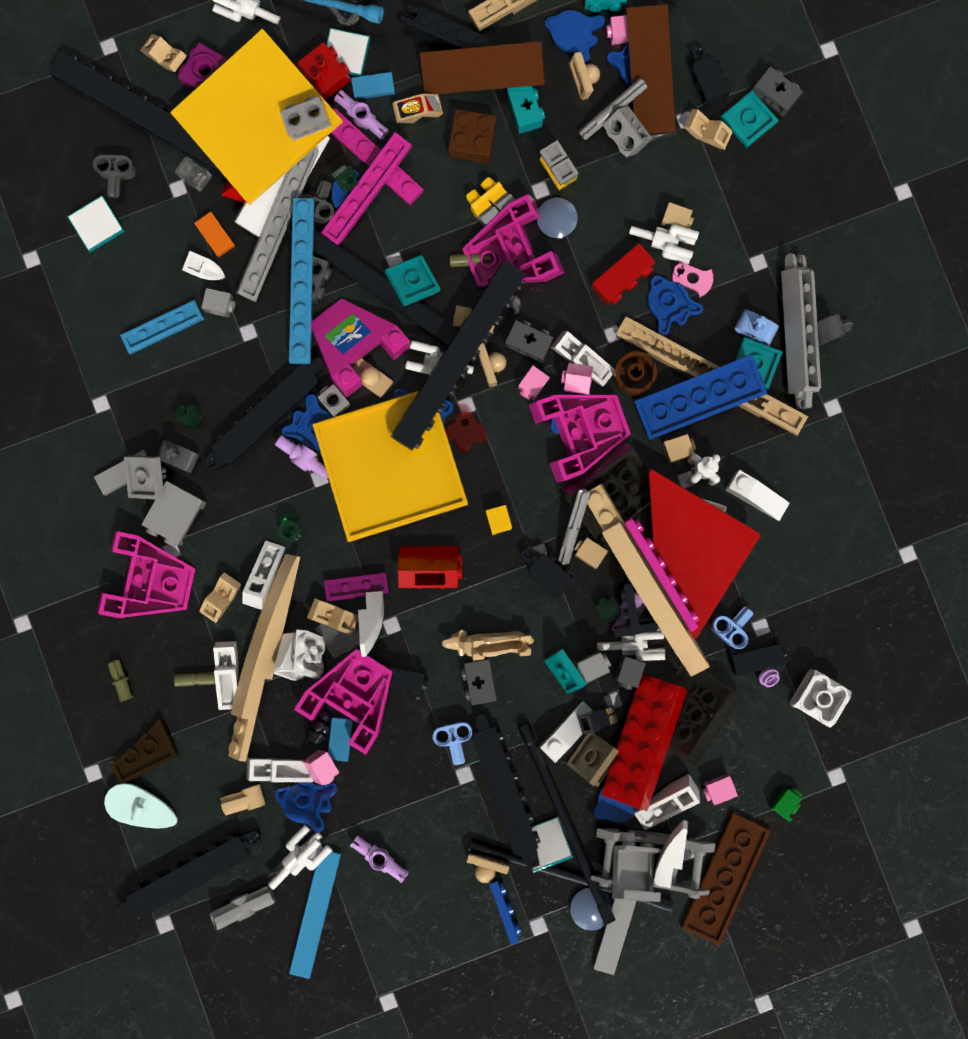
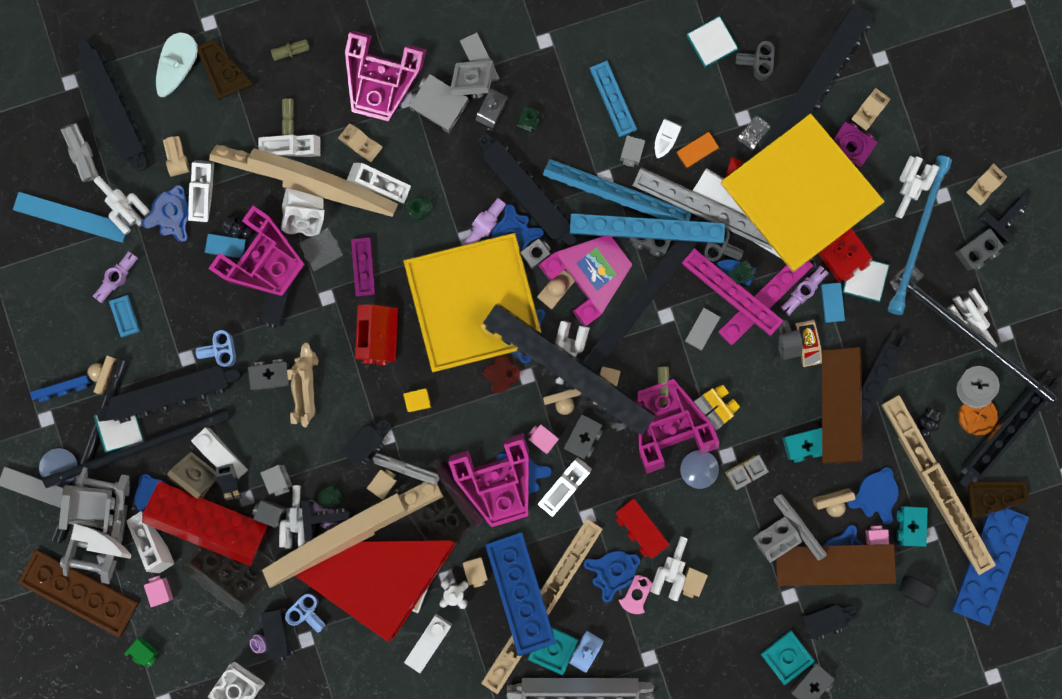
camera: 90 degrees right, 0 degrees up
(263, 320) = (614, 192): none -> dark azure plate
(307, 124) = (790, 238): light grey brick -> none
(321, 767) = (200, 227): bright pink brick -> none
(333, 616) = (336, 245): tan slope -> none
(370, 621) = (329, 278): white slope -> none
(407, 221) = (702, 329): none -> light grey tile
(412, 280) = (645, 331): teal tile -> none
(419, 127) = (789, 342): none -> dark grey beam
(422, 846) = (124, 316): none -> dark azure tile
(472, 136) = (779, 393): reddish brown brick -> none
(565, 671) = (273, 454): teal tile -> none
(577, 378) = (544, 480): bright pink brick -> none
(643, 365) = (554, 542): reddish brown brick -> none
(667, 580) = (364, 544): dark pink plate -> none
(708, 131) = (777, 617): tan slope -> none

